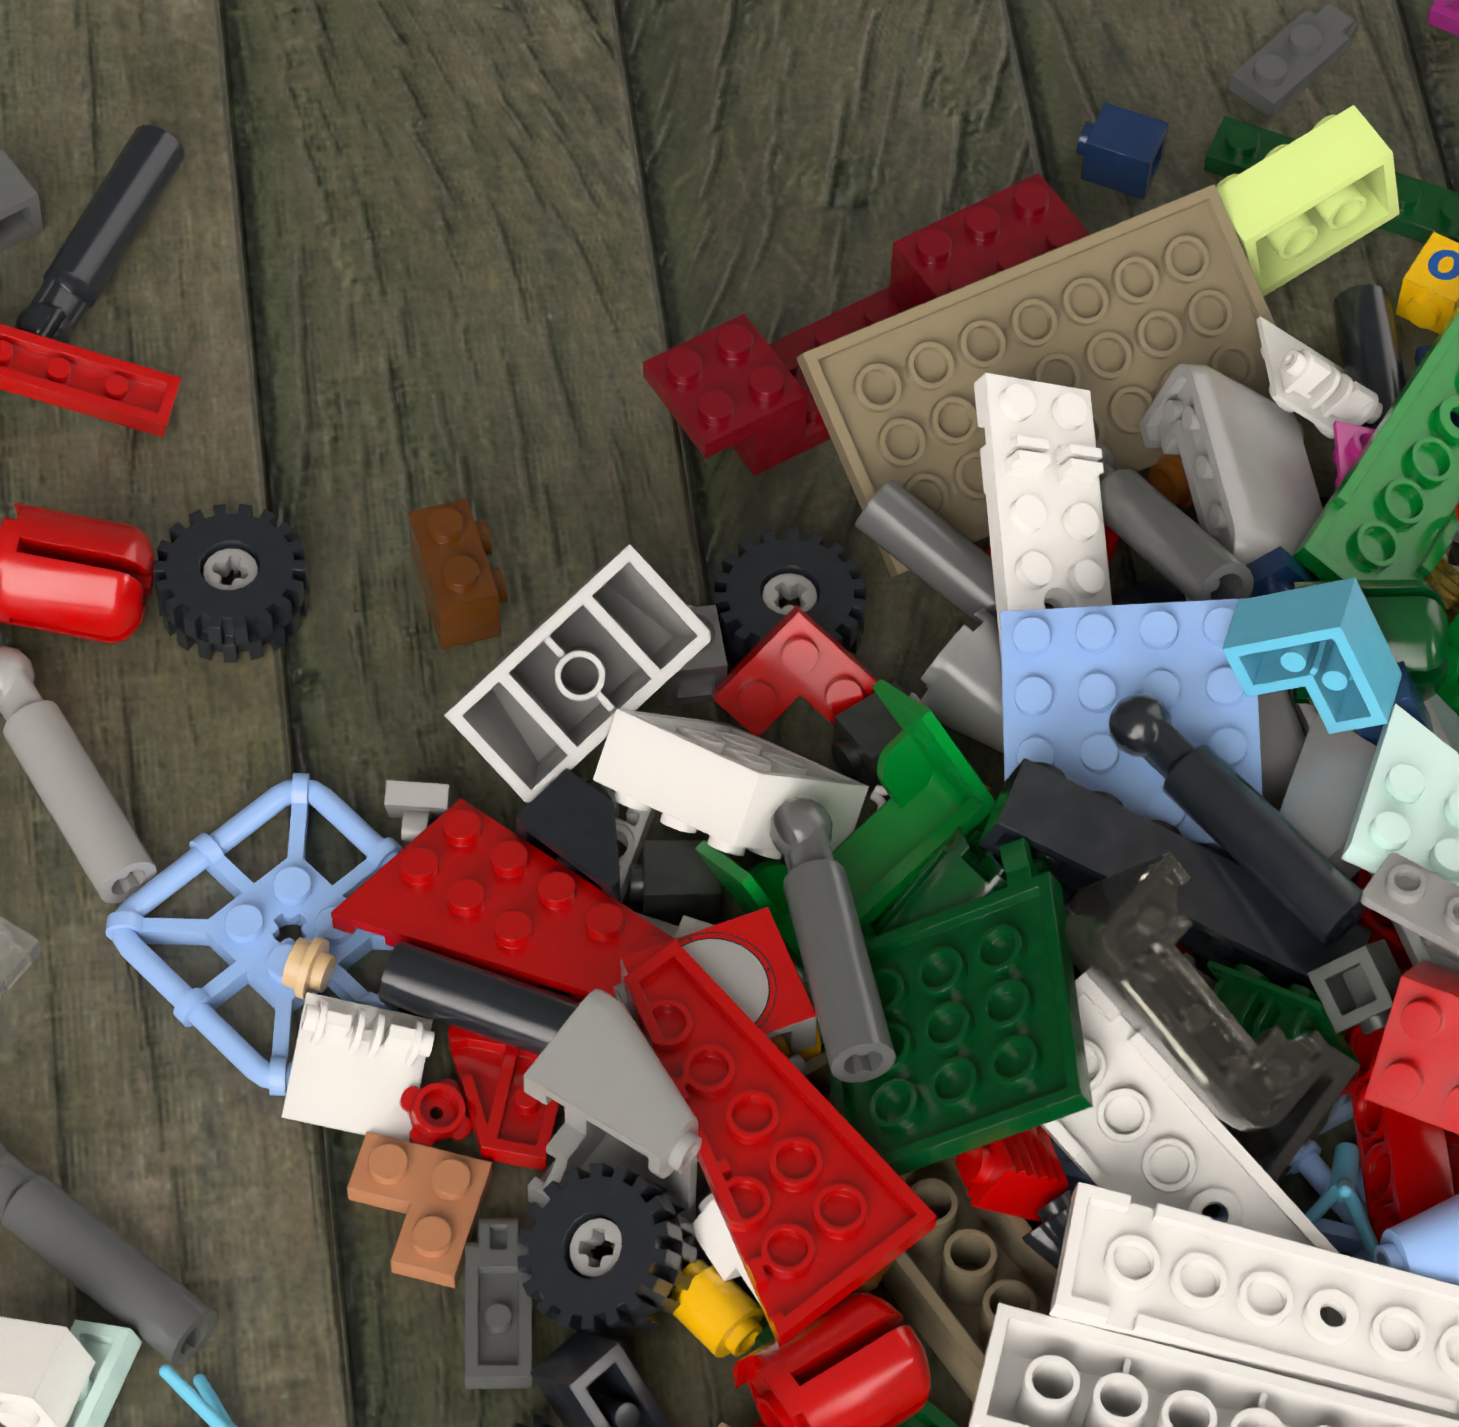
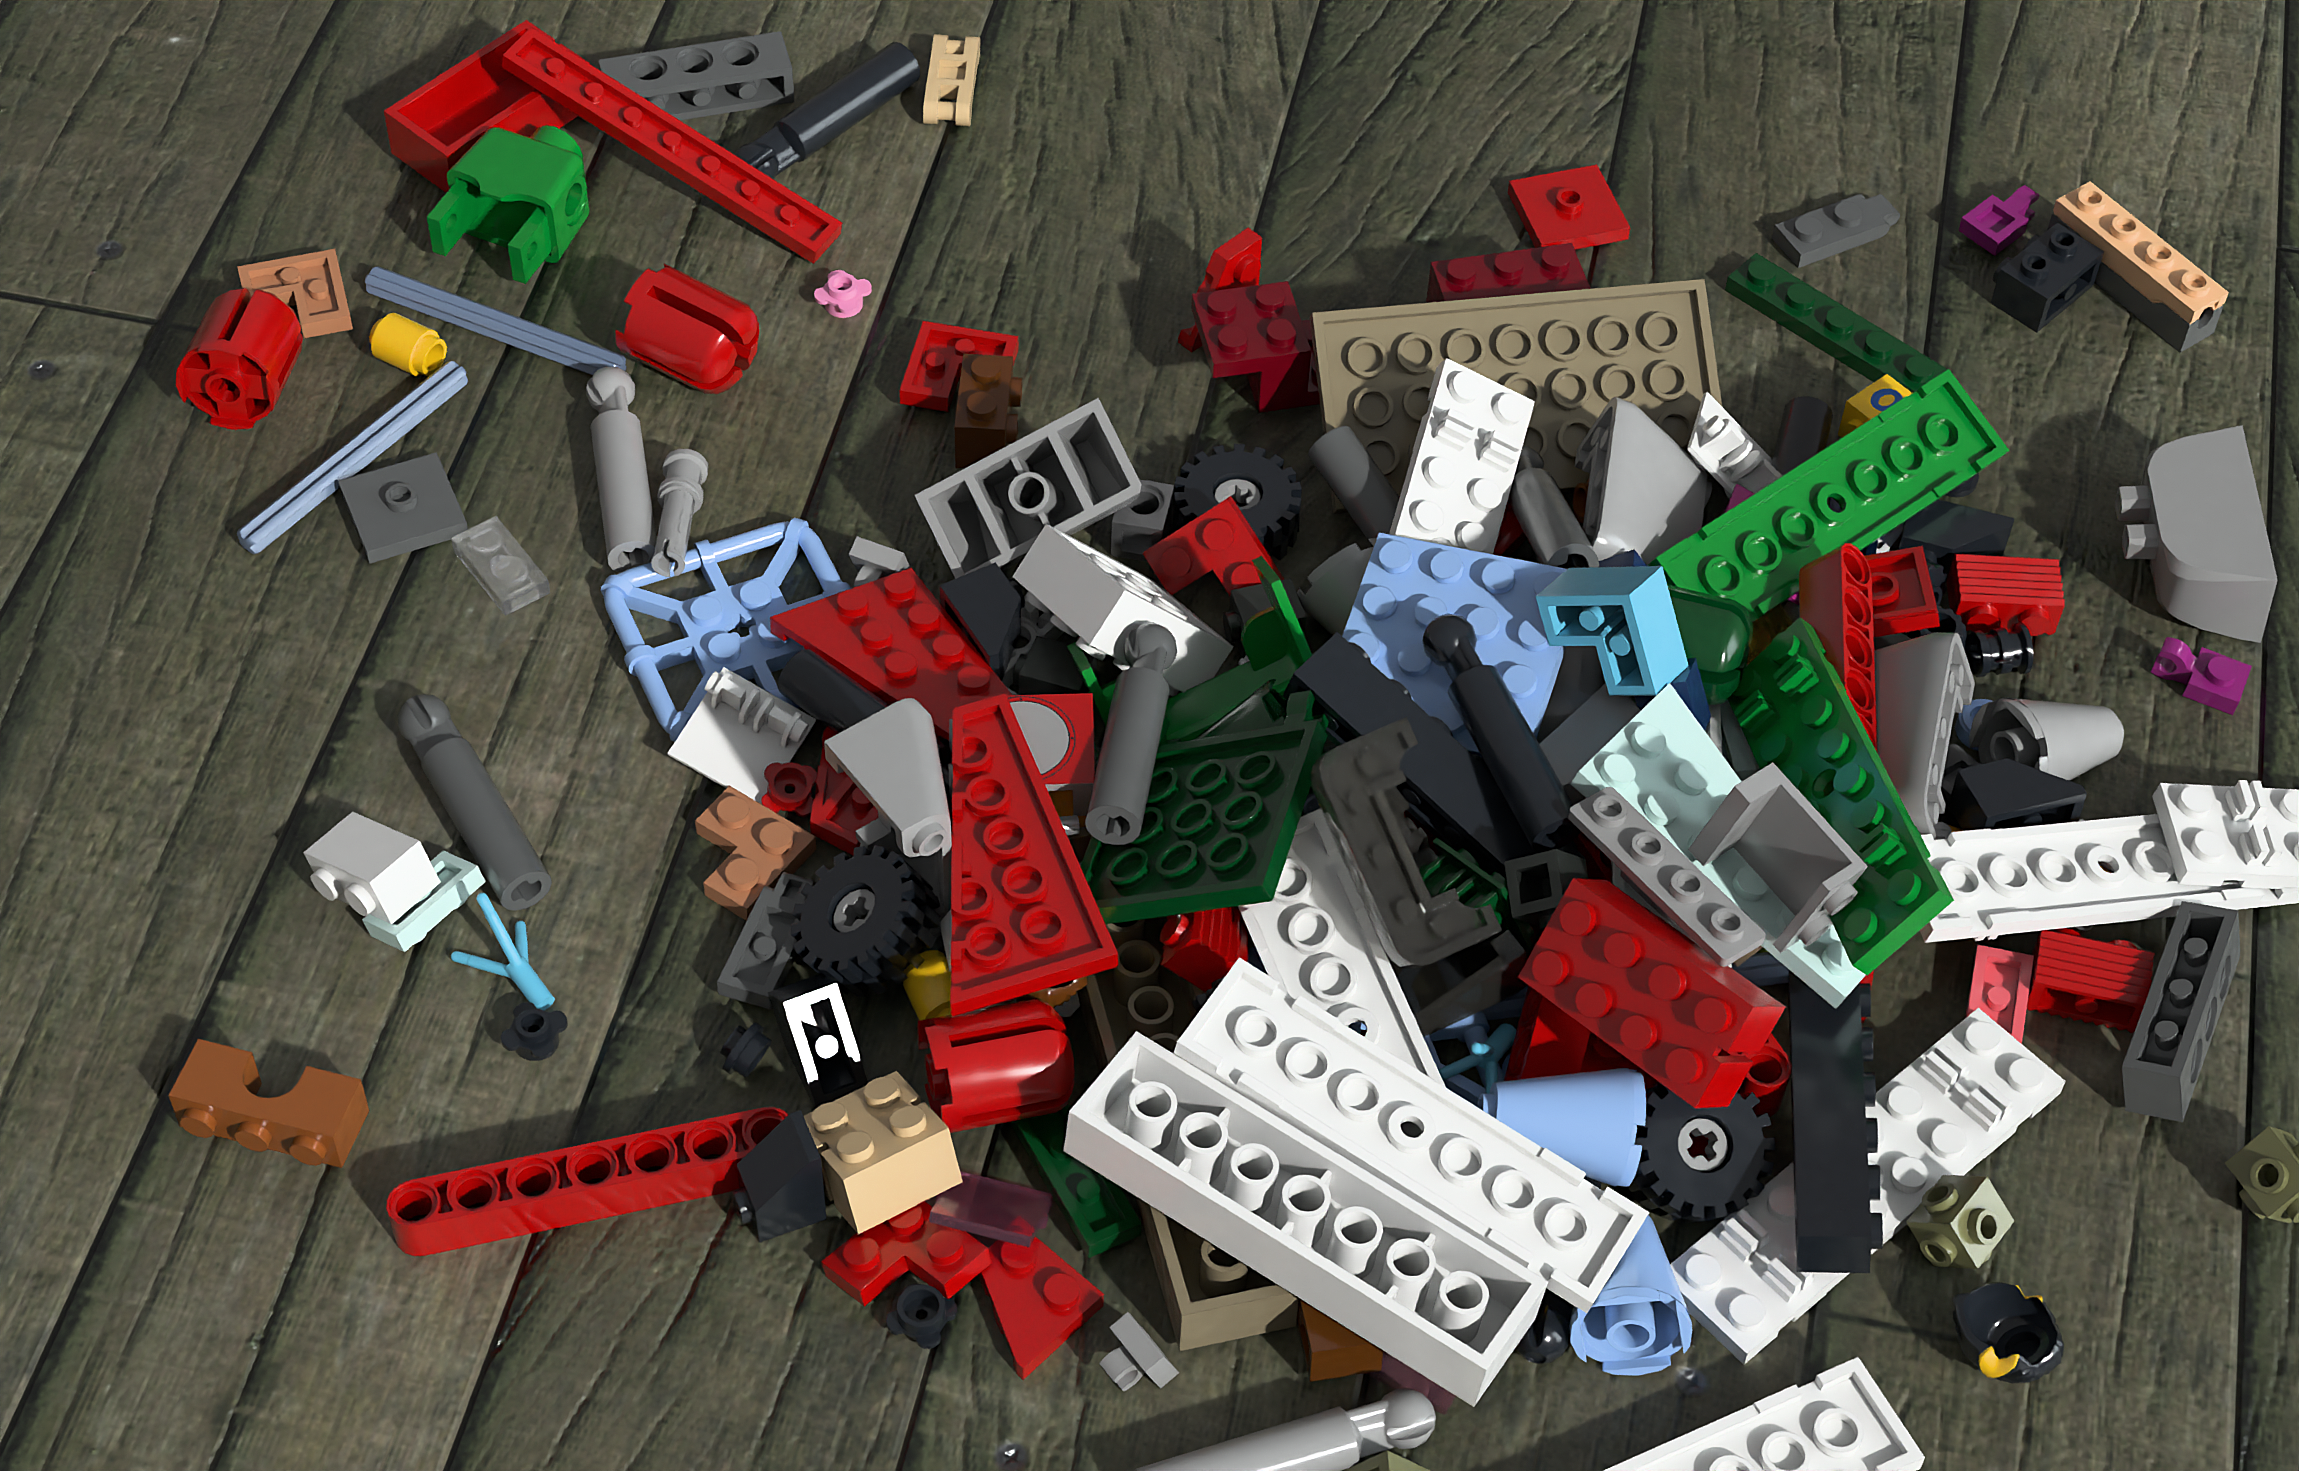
camera: 20 degrees right, 5 degrees down
(150, 791) = (679, 498): none -> light grey pin
(218, 480) = (842, 294): none -> bright pink plate
(223, 149) = (951, 77): none -> tan plate
(237, 615) = (812, 396): black bush -> none
(308, 966) = (734, 649): tan plate -> none
(375, 512) = (938, 361): none -> red plate
(669, 323) = (1230, 267): none -> red wing
(995, 119) = (1569, 208): none -> red plate
(1122, 150) = (1659, 252): dark blue brick -> none
(1311, 197) = (1786, 322): yellowish green brick -> none

